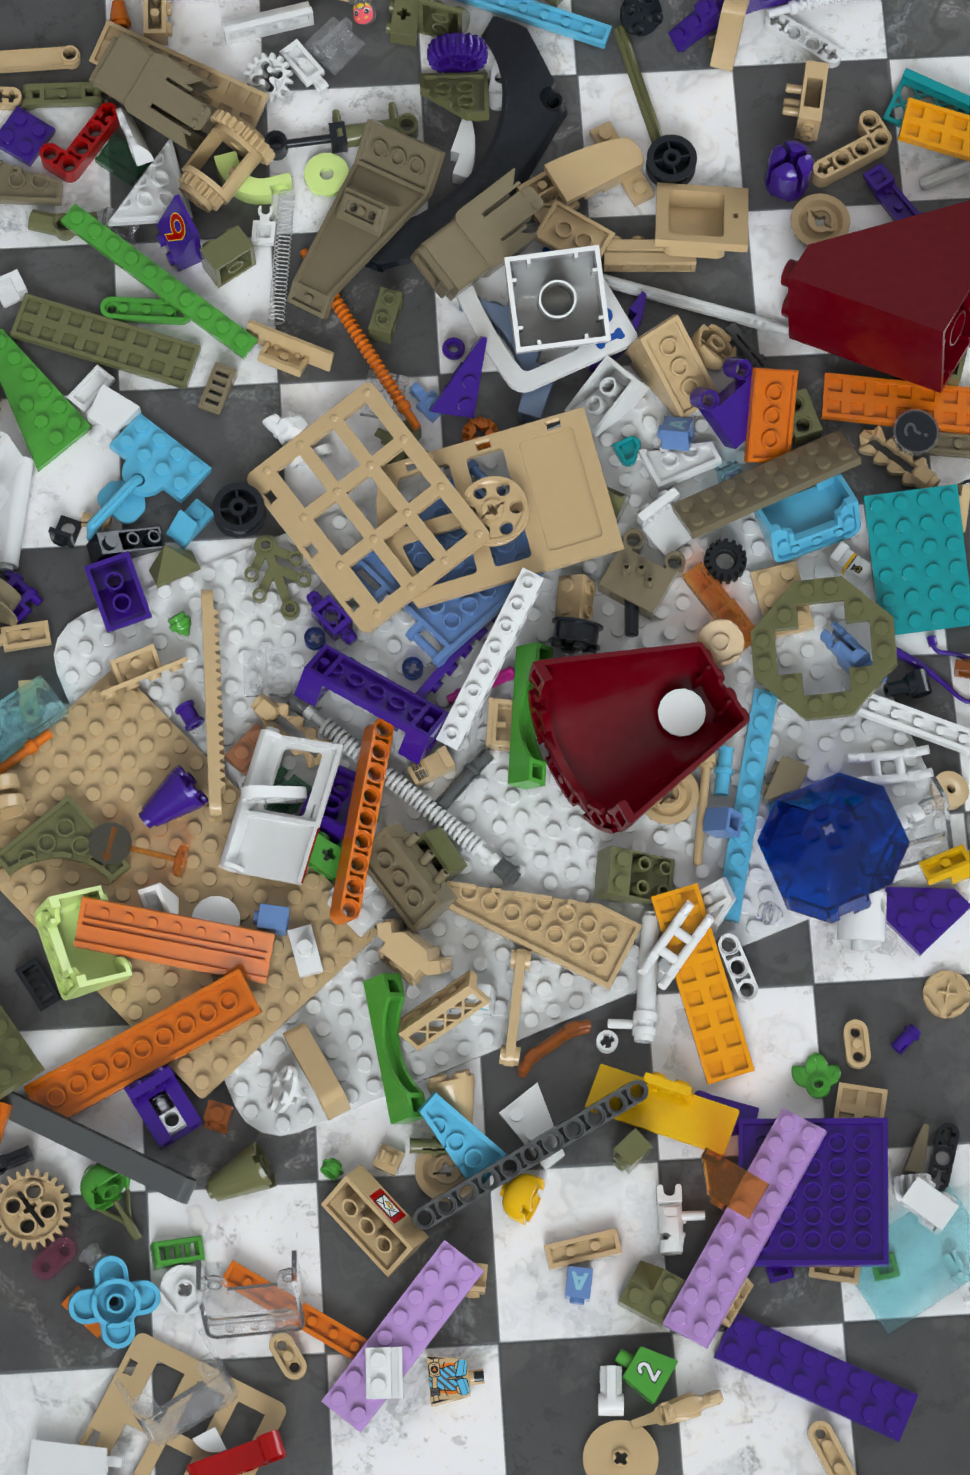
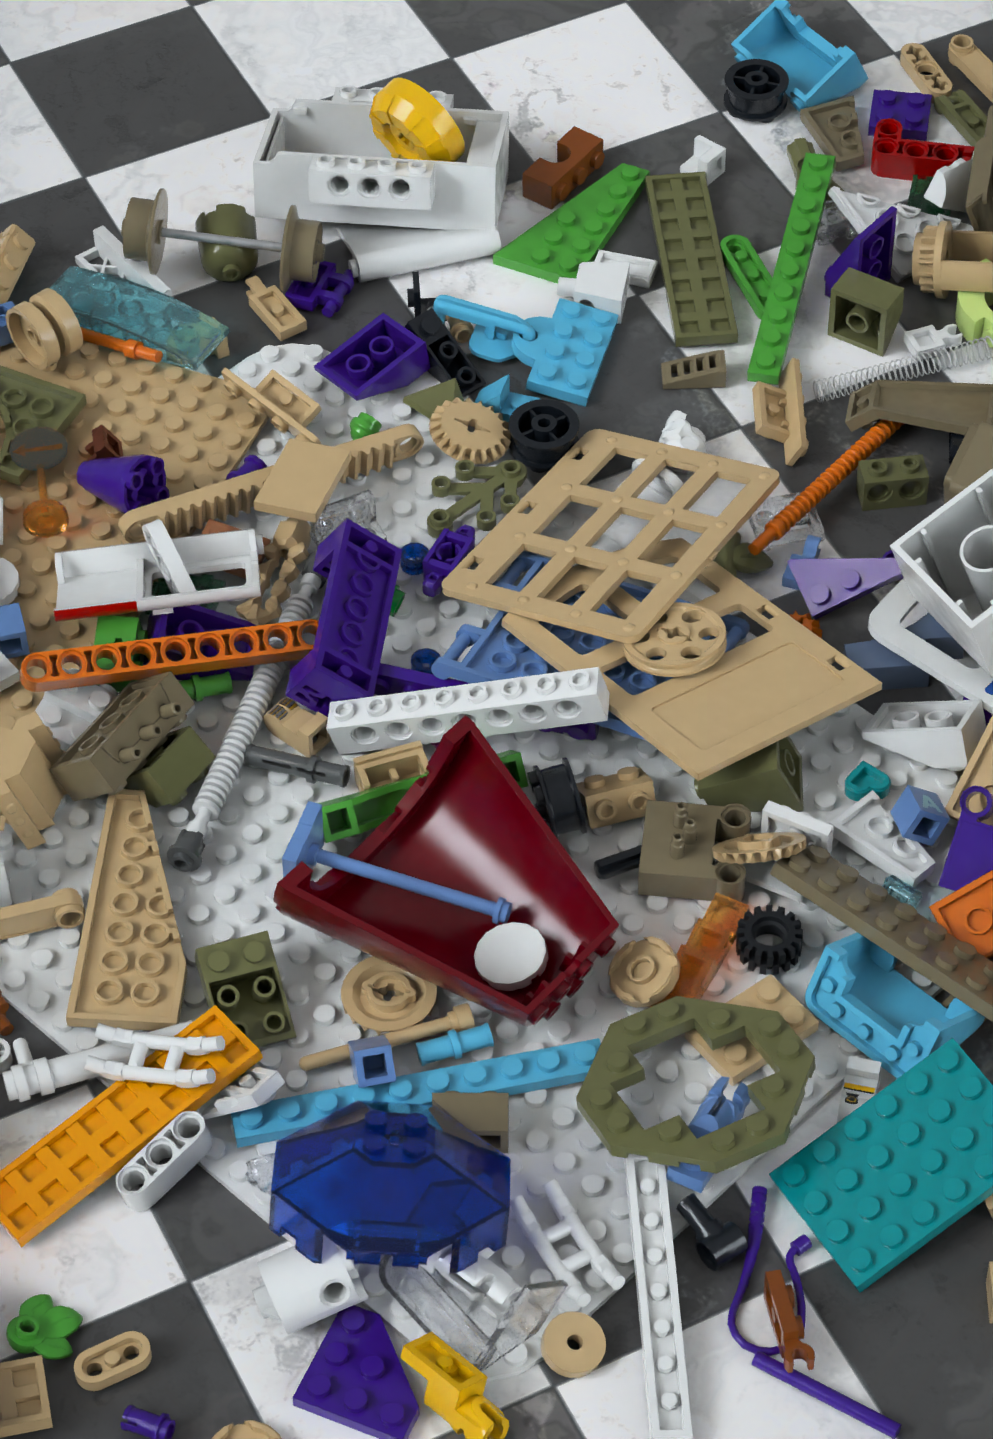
camera: 70 degrees right, 25 degrees down
(127, 797) = (104, 444): none -> copper tile
(215, 569) = (451, 434): none -> tan gear
(234, 681) = (302, 480): none -> tan tile
(558, 800) = (307, 847): none -> medium blue tile
(668, 521) = (759, 847): none -> tan gear

